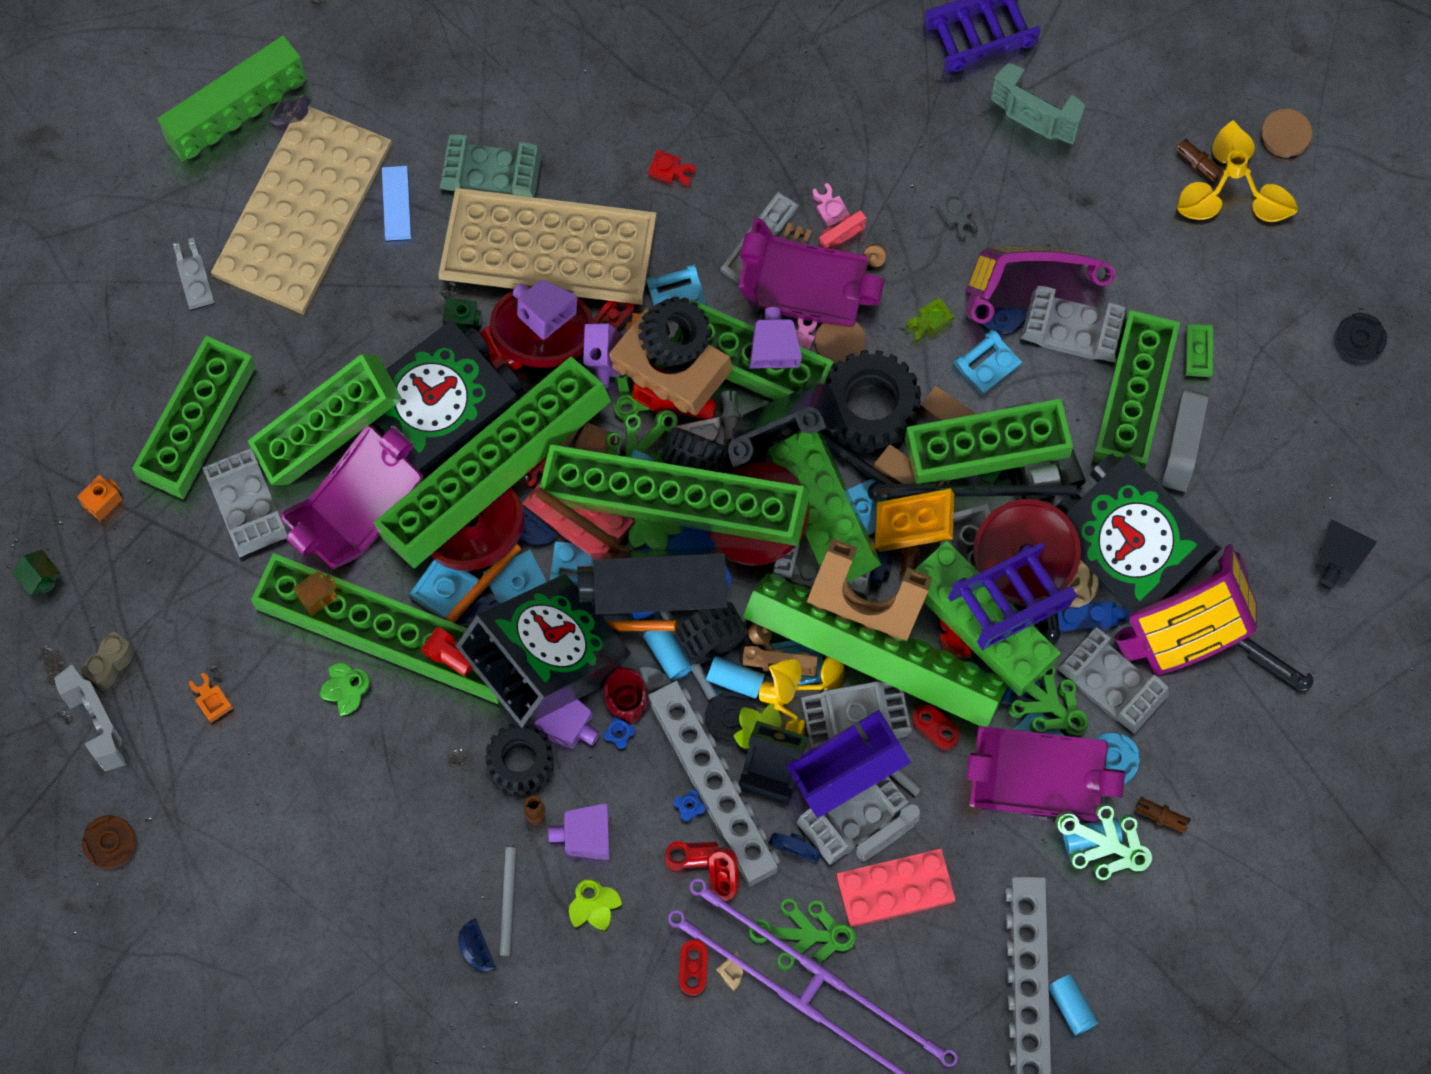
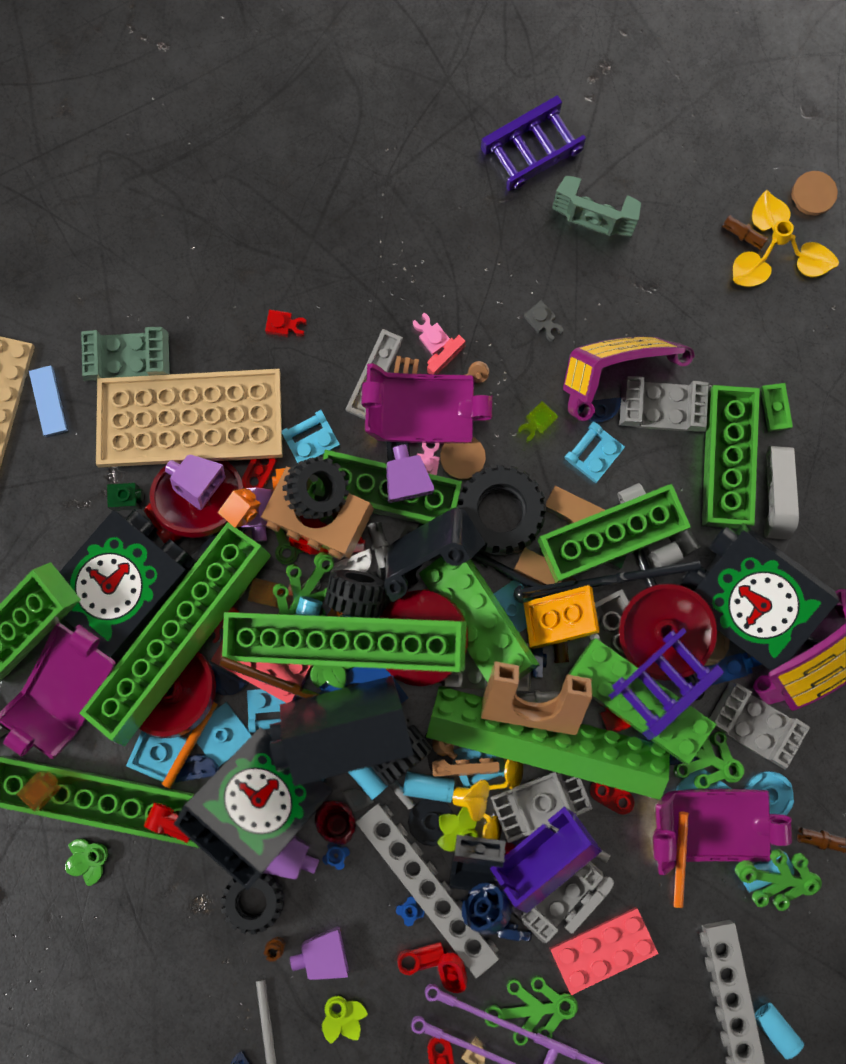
camera: 10 degrees left, 10 degrees up
(588, 340) = (240, 507): none -> orange brick
(775, 810) = (487, 909): none -> dark blue cylinder
(999, 803) = (681, 859): none -> orange bar

